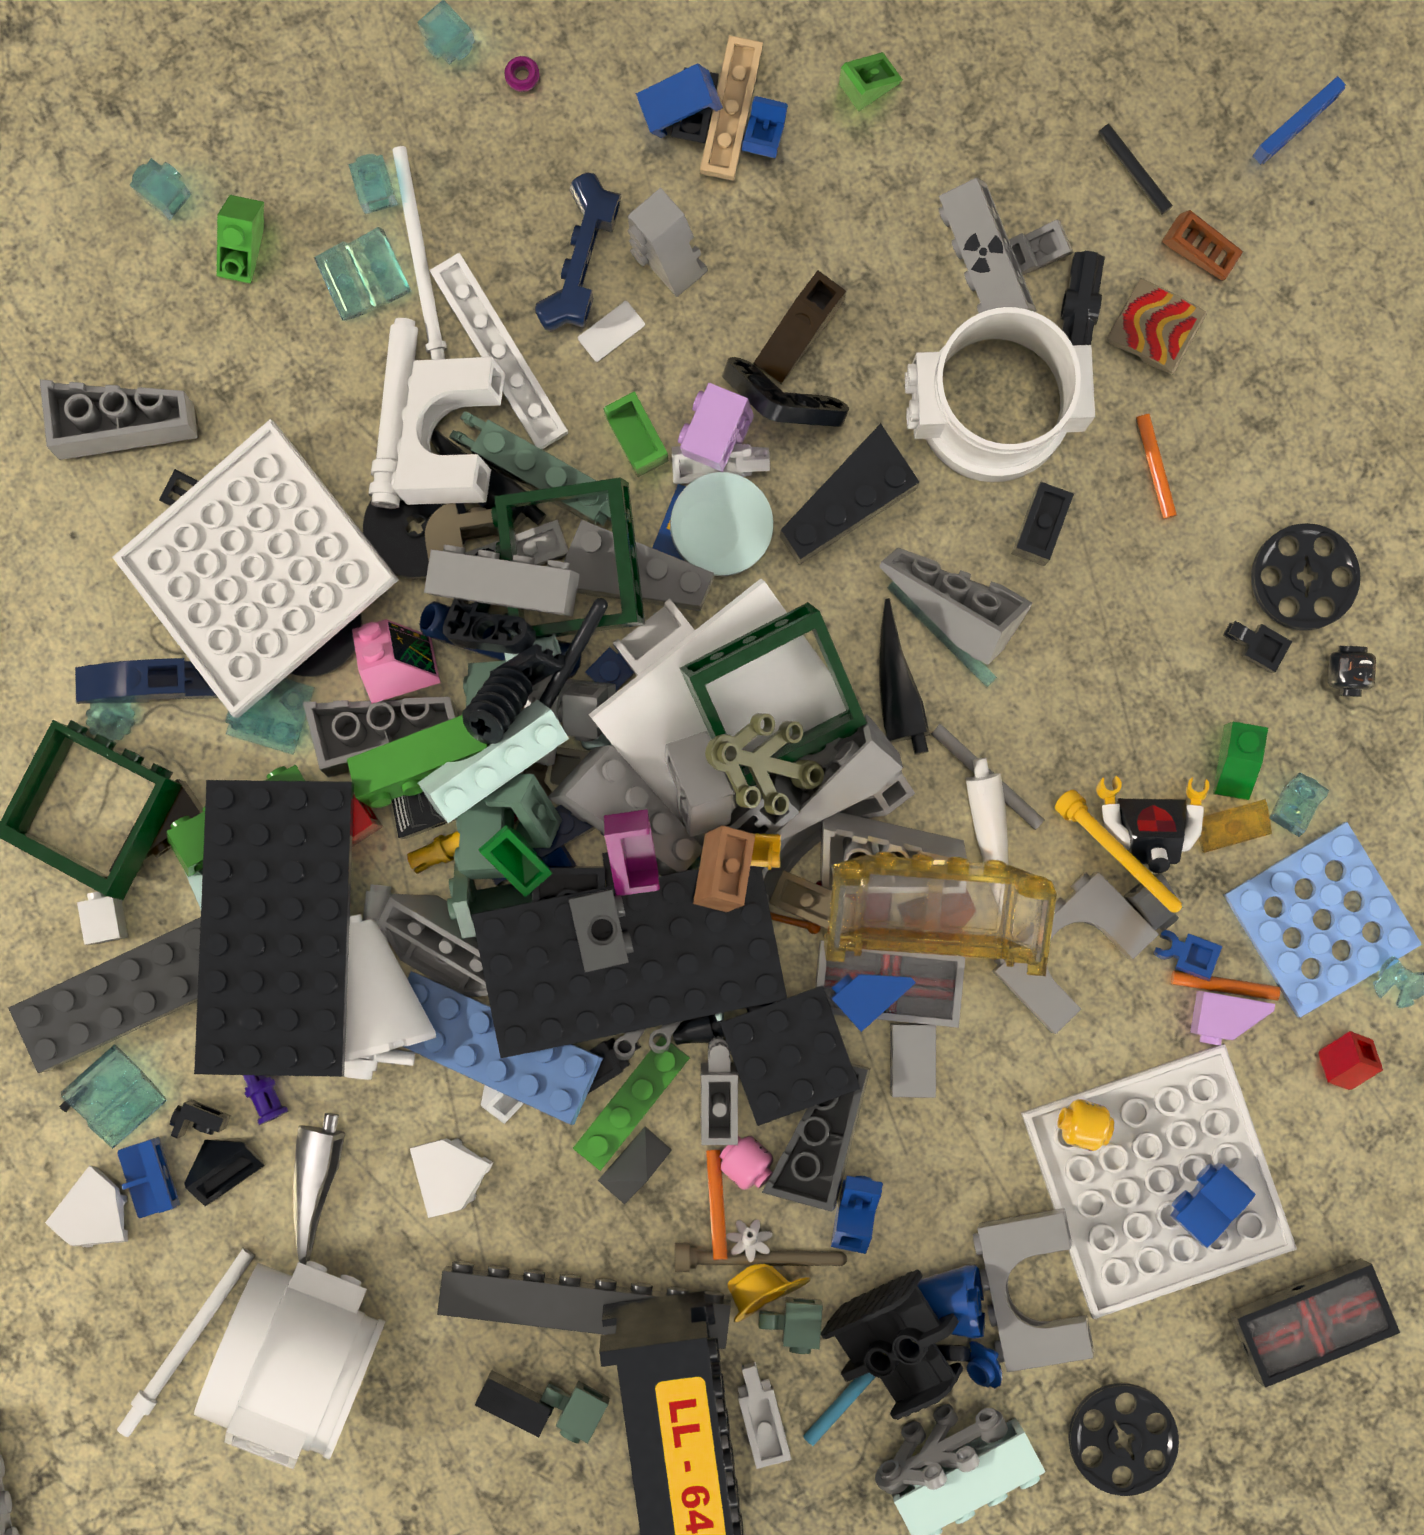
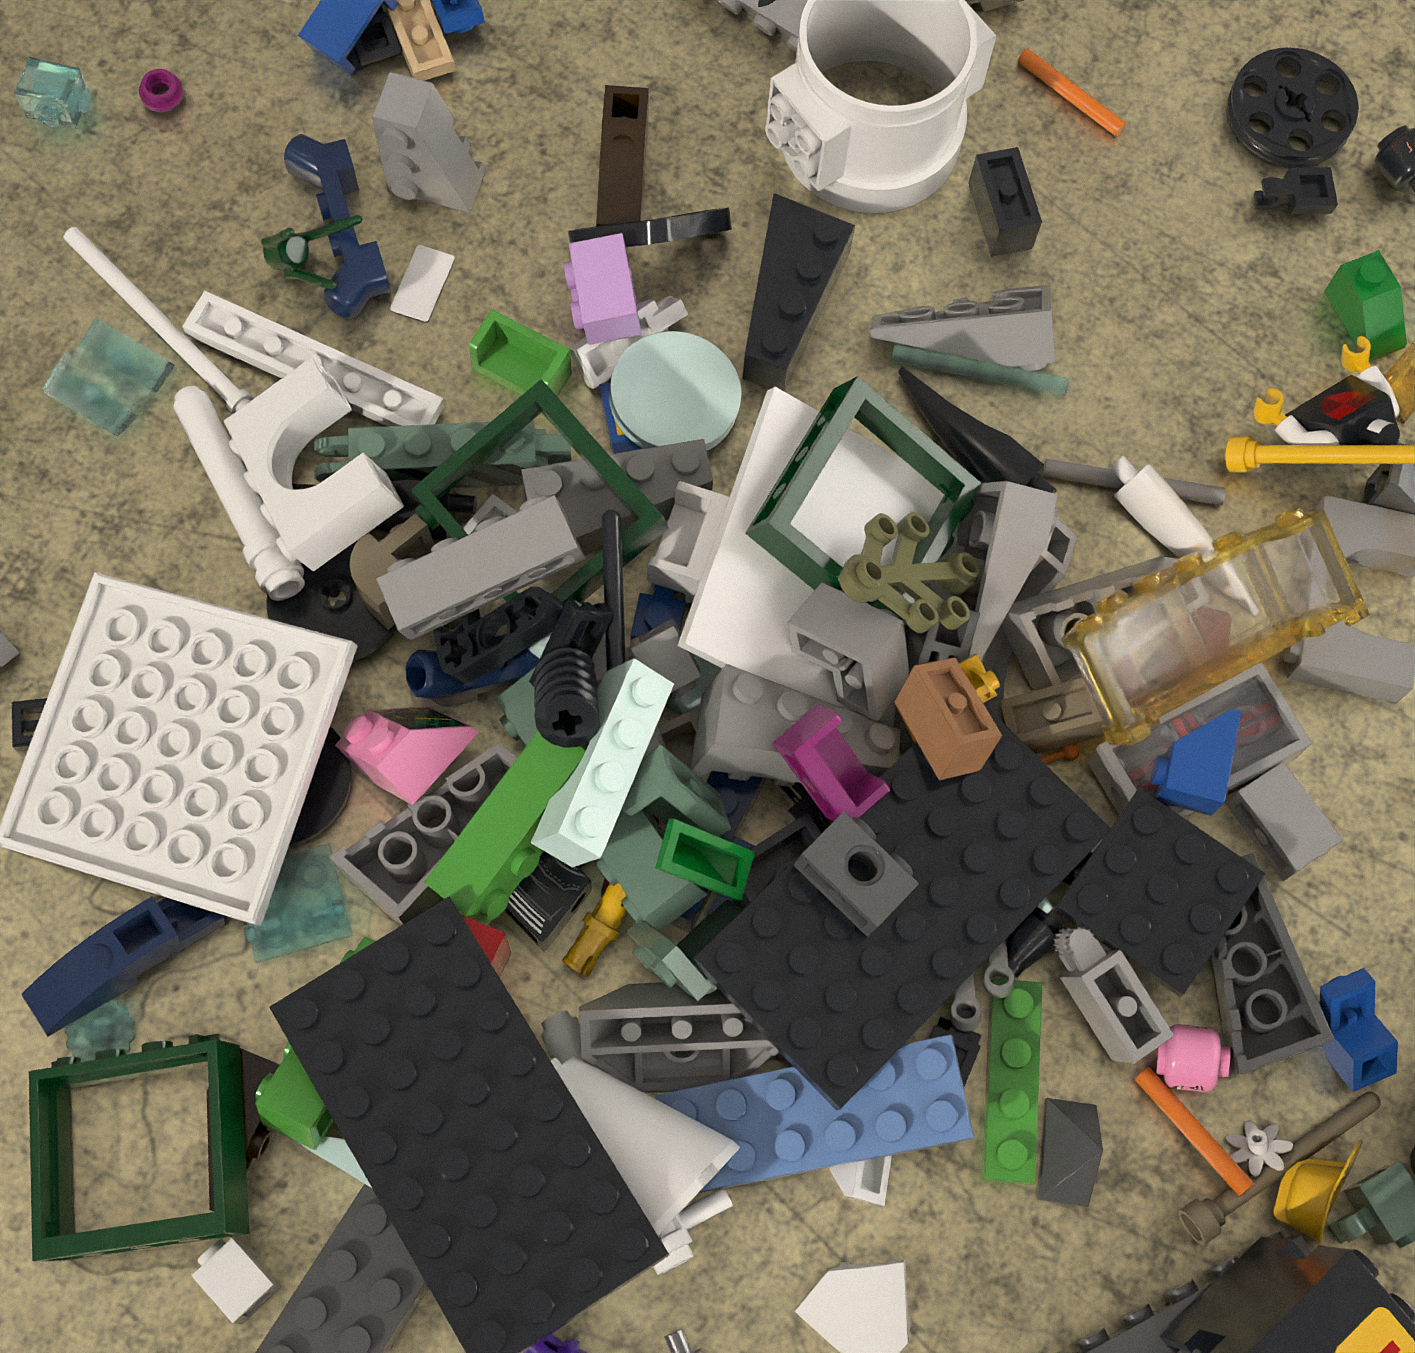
camera: 40 degrees left, 15 degrees down
(372, 183) = (63, 278): clear light blue brick -> none
(534, 258) = (290, 250): none -> dark green plant

